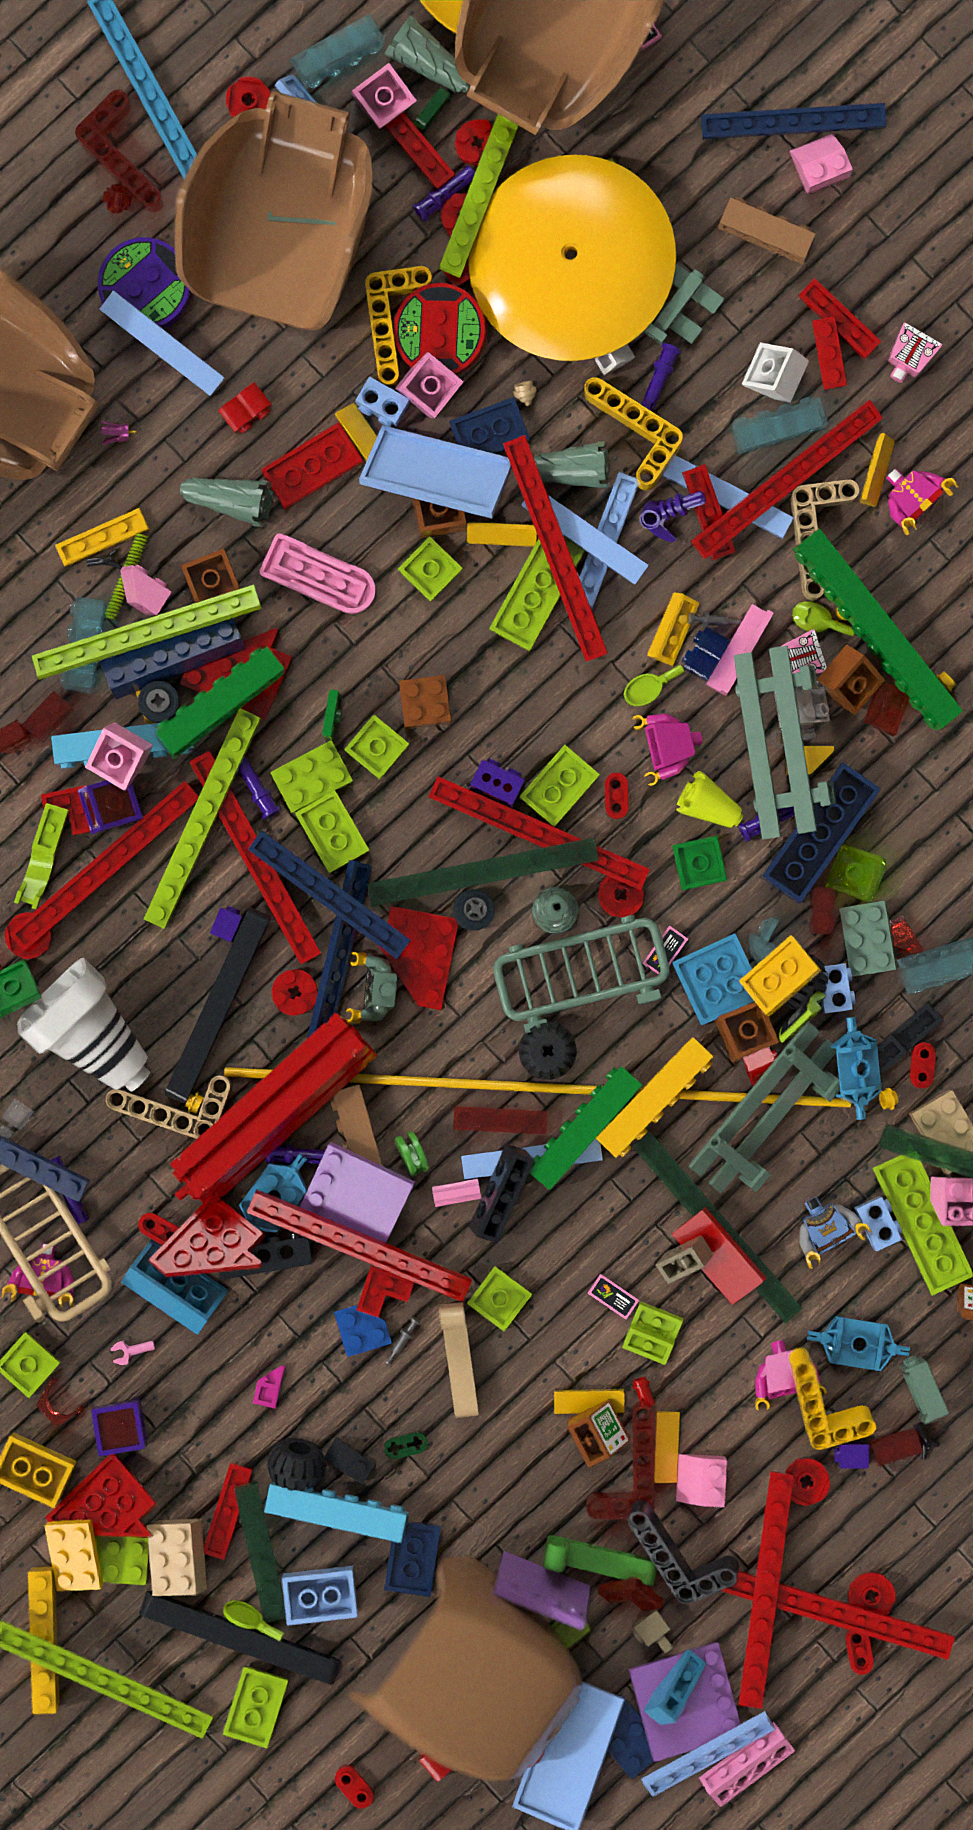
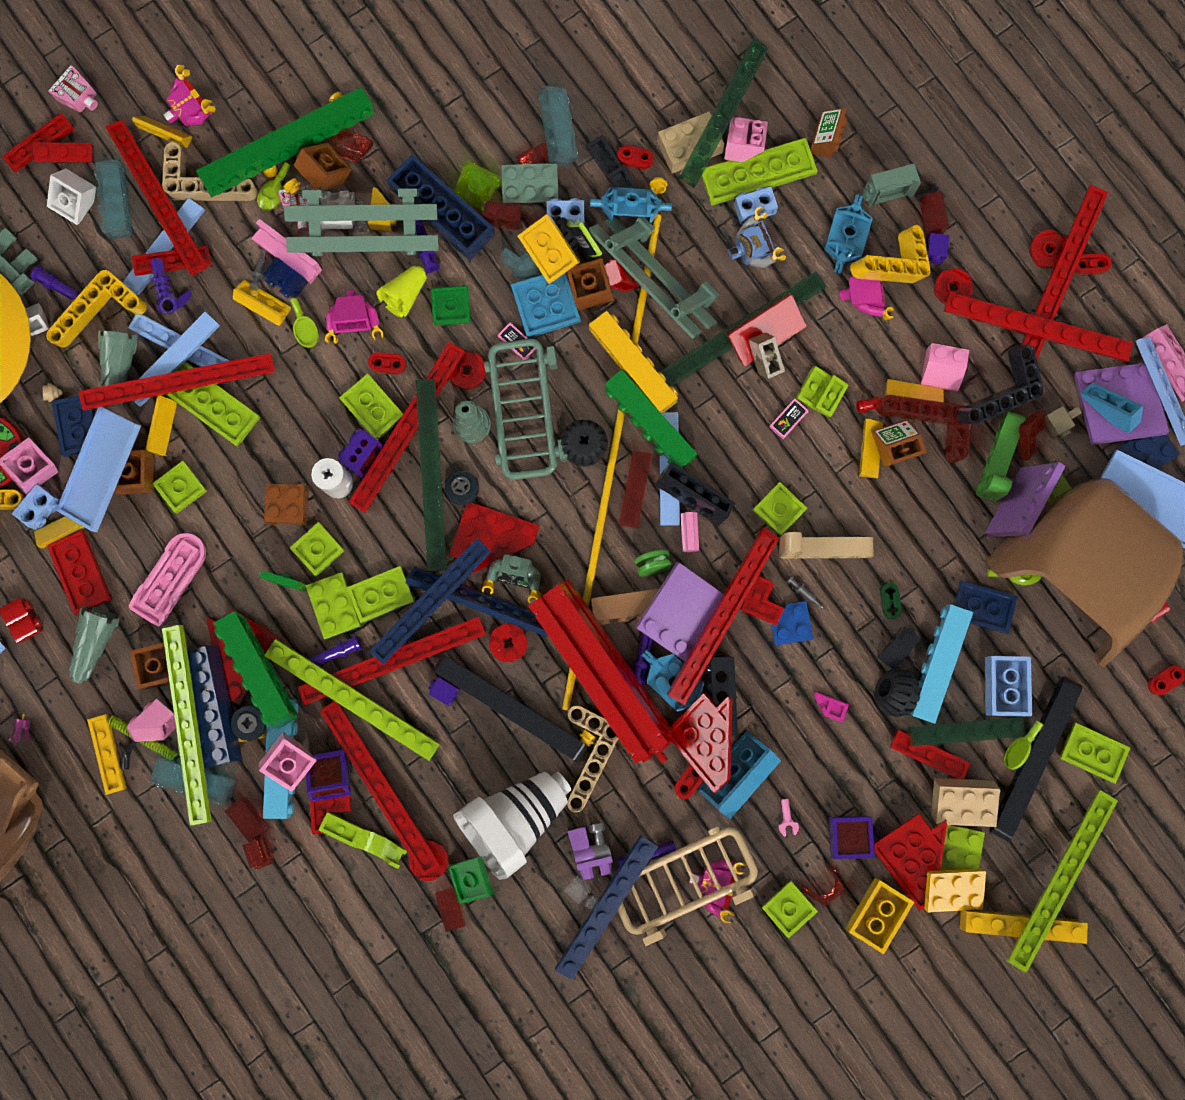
camera: 80 degrees left, 5 degrees down
(58, 1123) = (590, 855): none -> medium lavender hips
(461, 755) = (332, 478): none -> white piece
(818, 647) = (292, 187): none -> yellow plate

